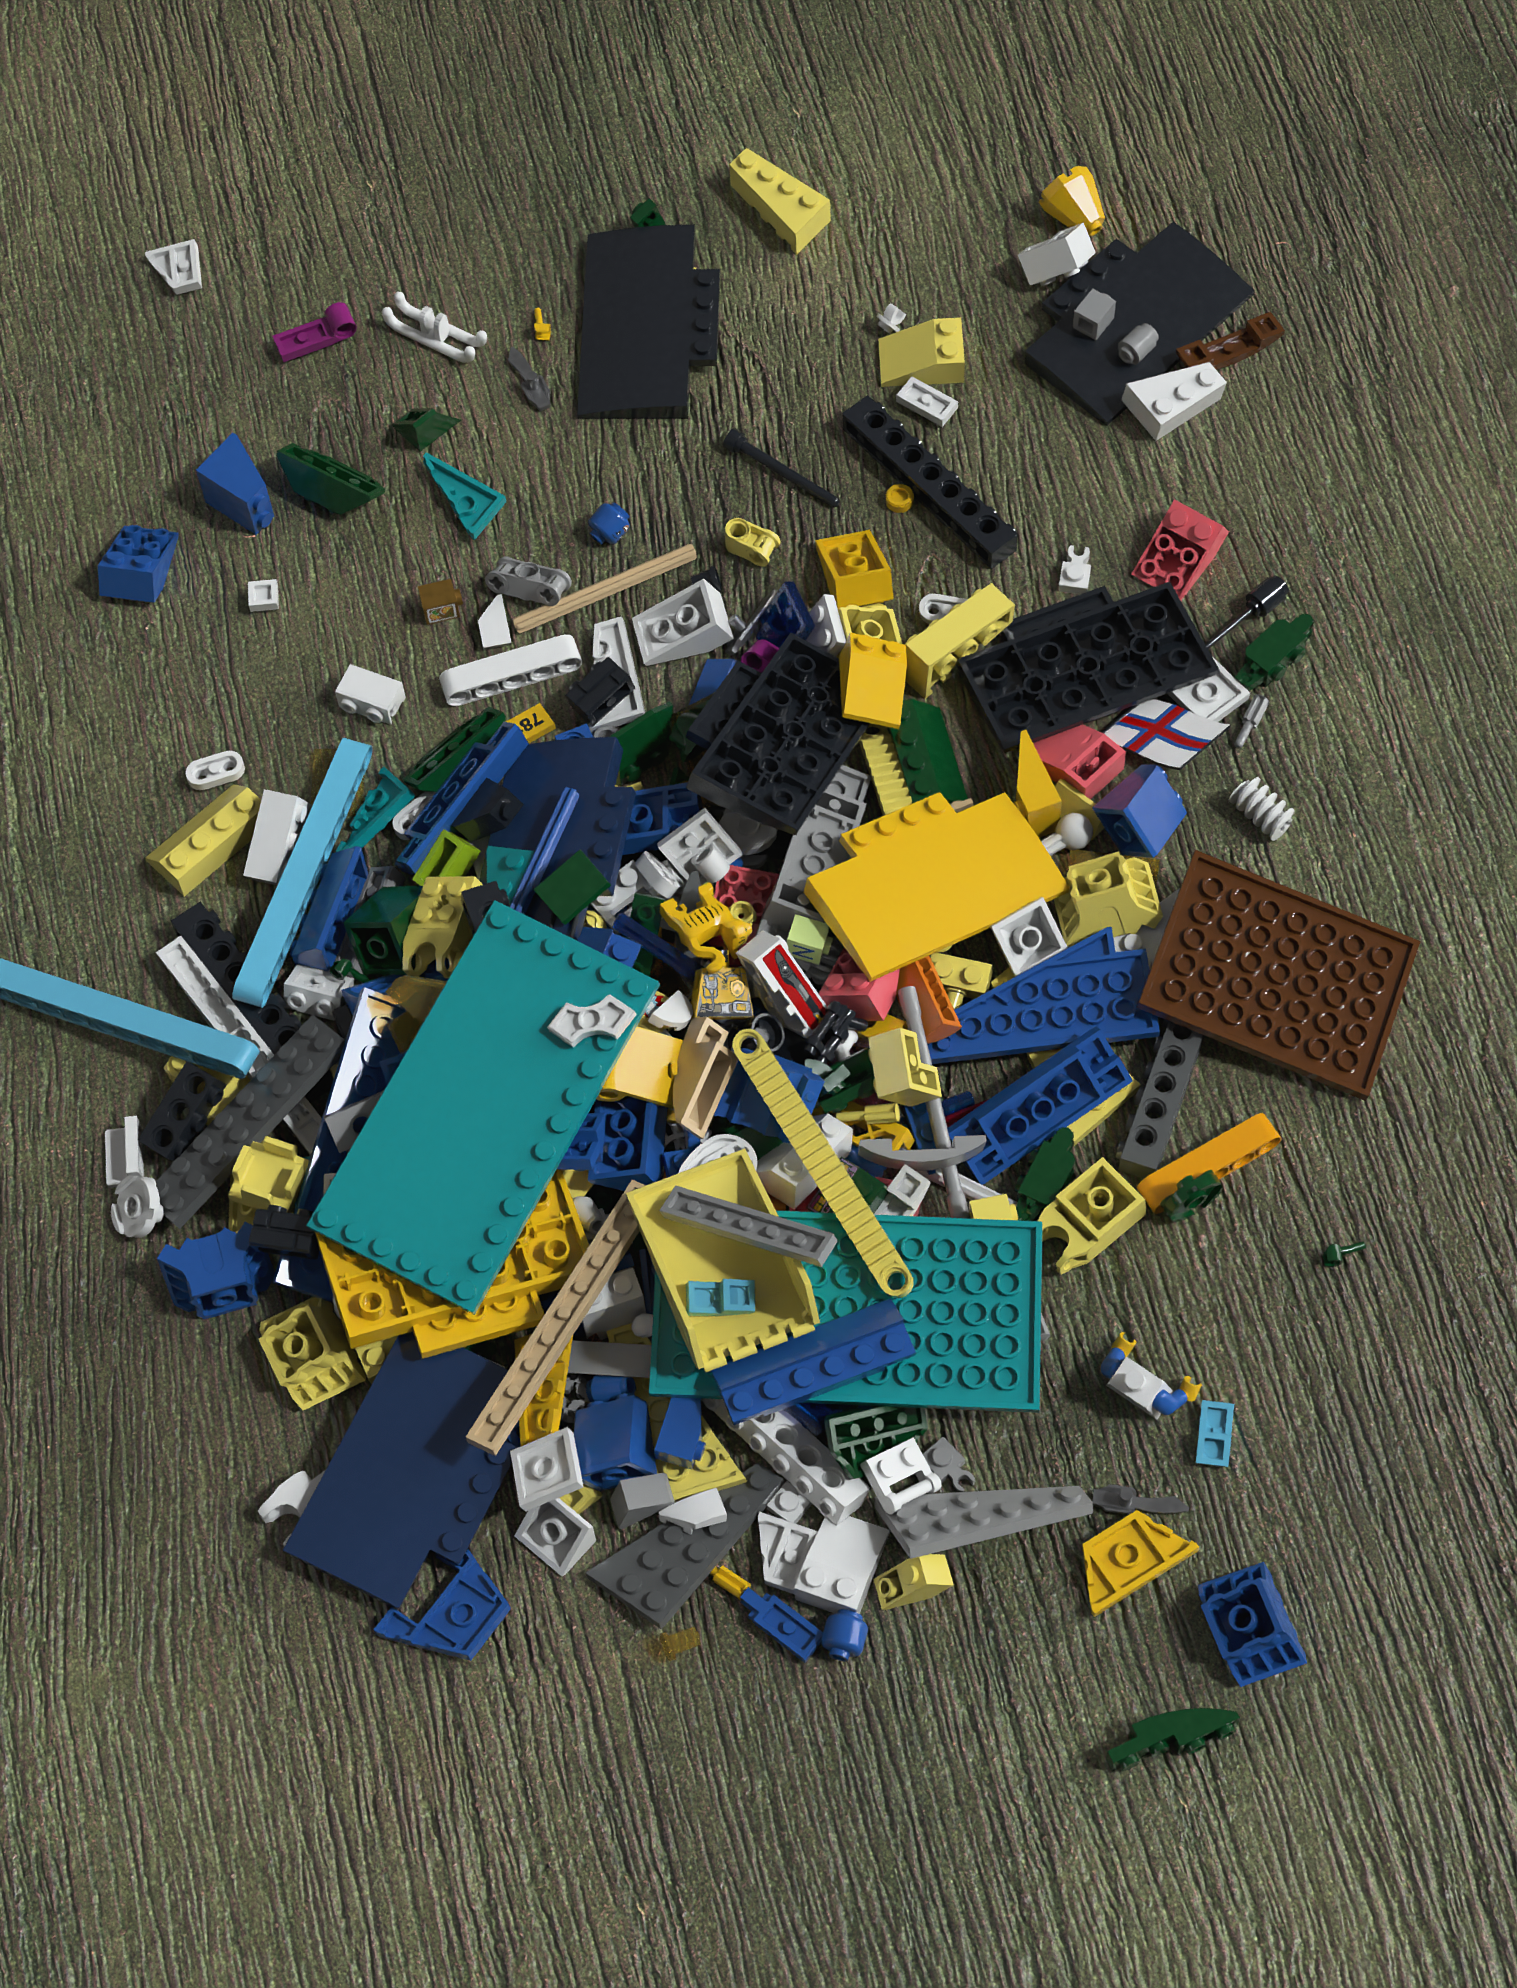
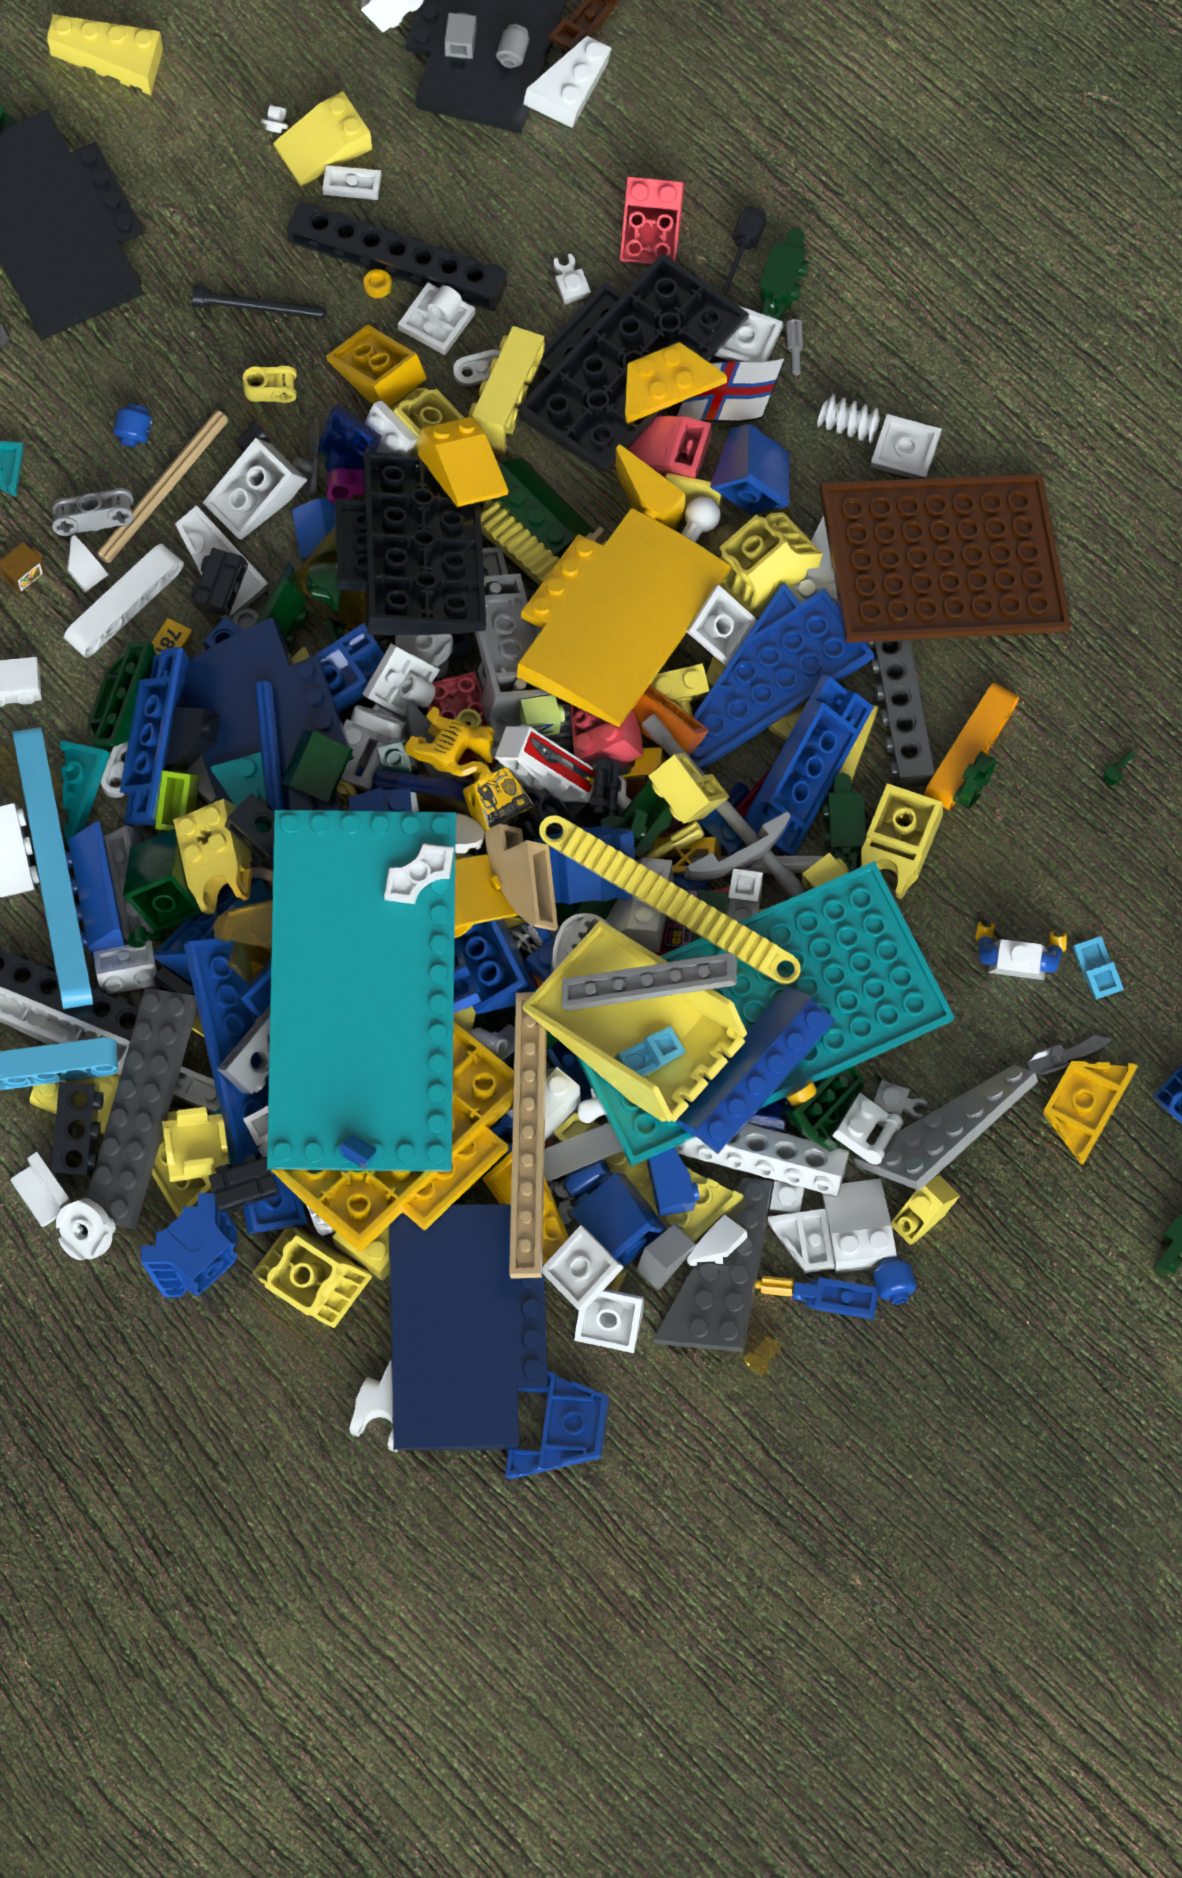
camera: 30 degrees left, 5 degrees up
(392, 1250) = (357, 1151): none -> blue slope
(846, 1407) = (801, 1093): none -> yellow tile
(933, 550) = (437, 317): none -> white plate
(1106, 694) = (667, 379): none -> yellow wing
(1302, 858) = (905, 447): none -> white plate

